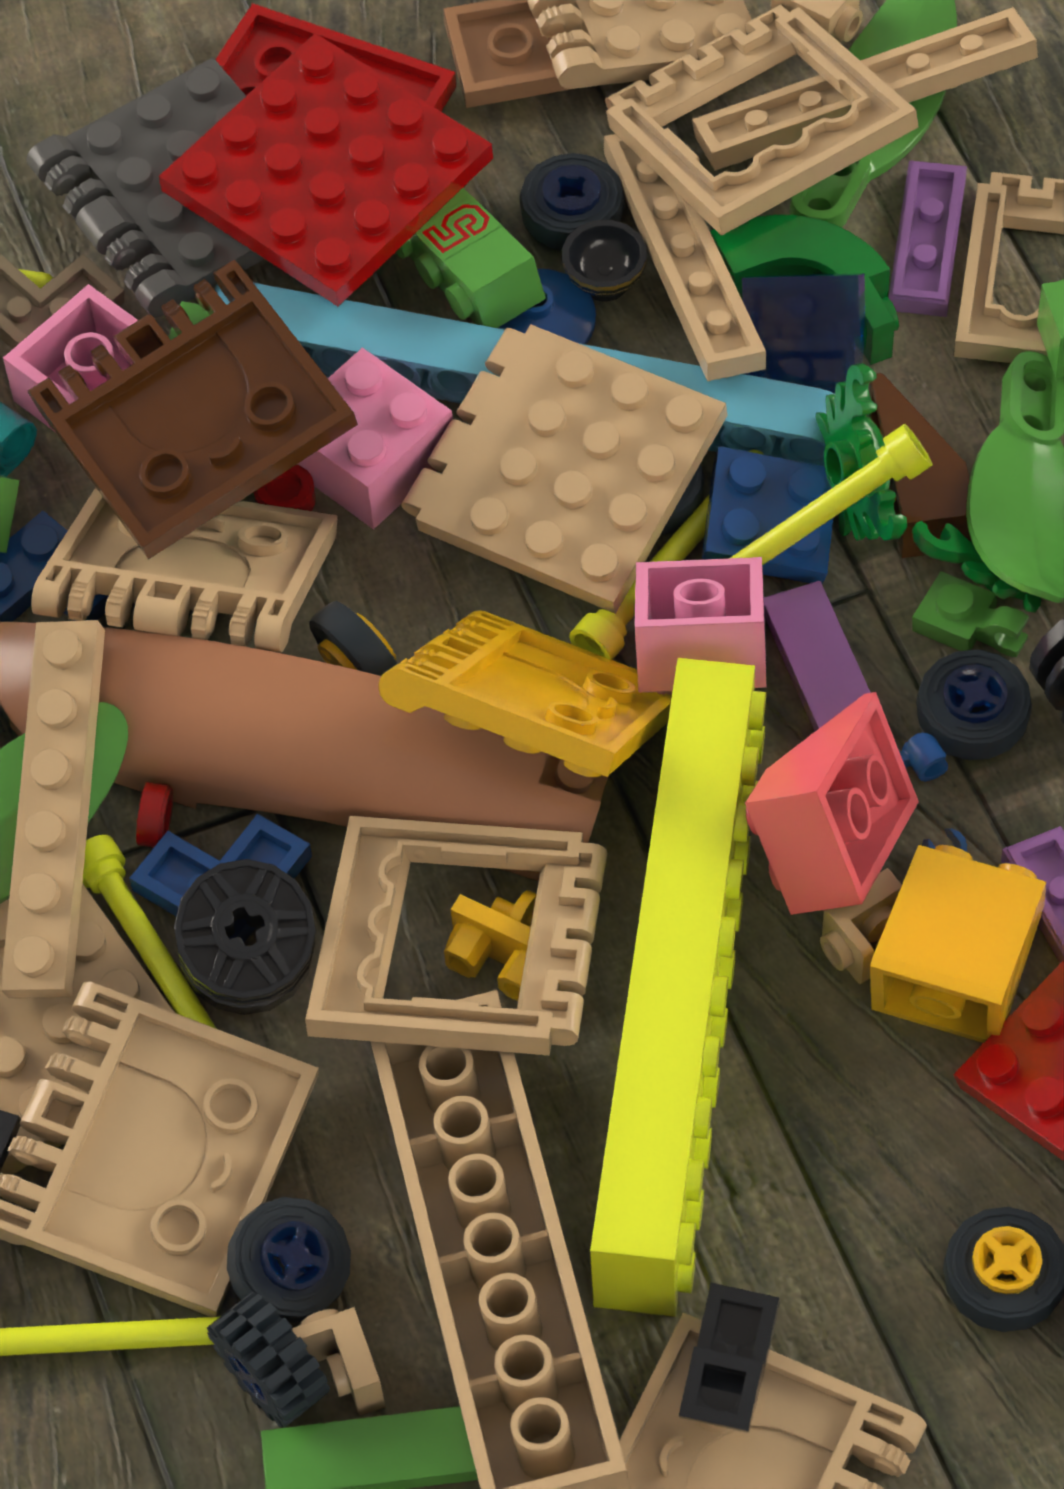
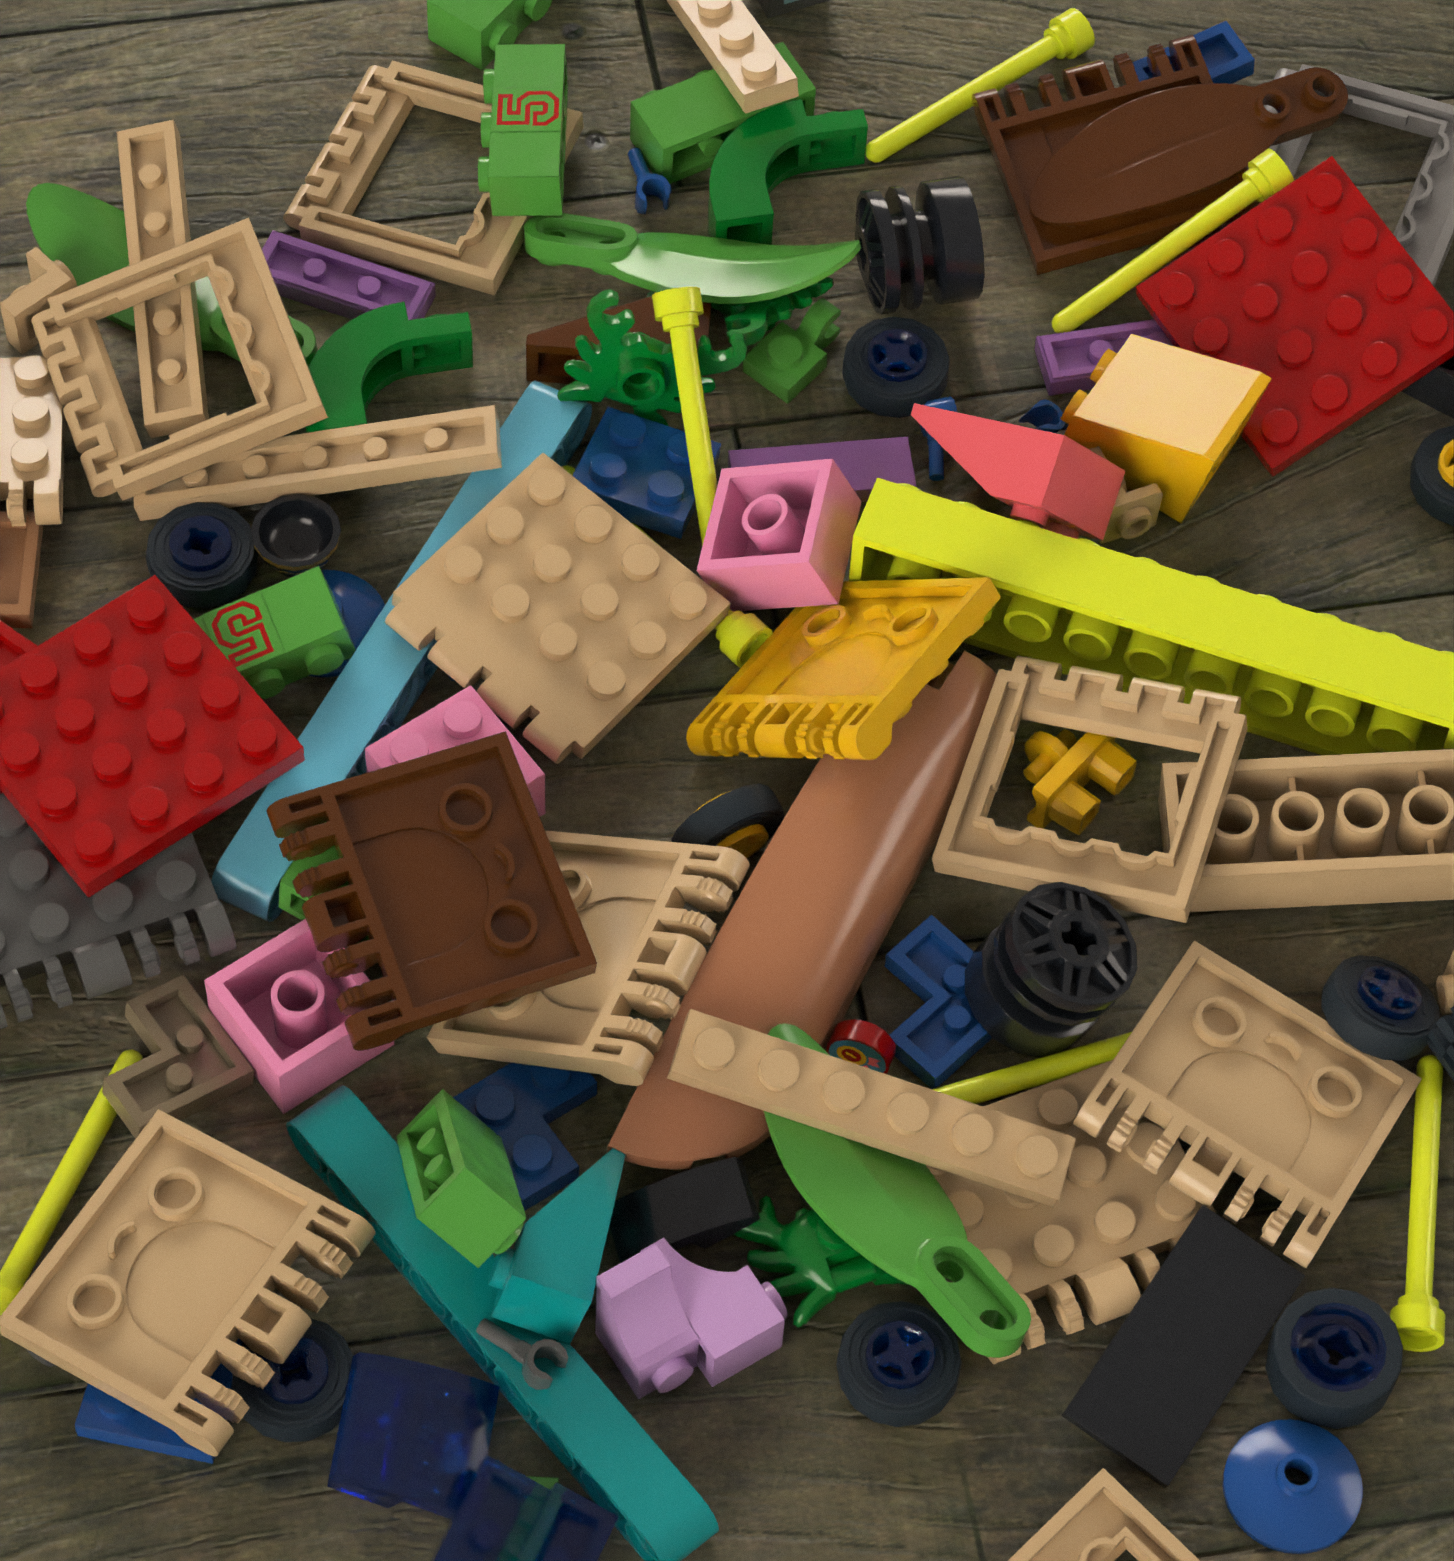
camera: 85 degrees left, 0 degrees up
(808, 325) = (449, 372): clear blue slope -> none

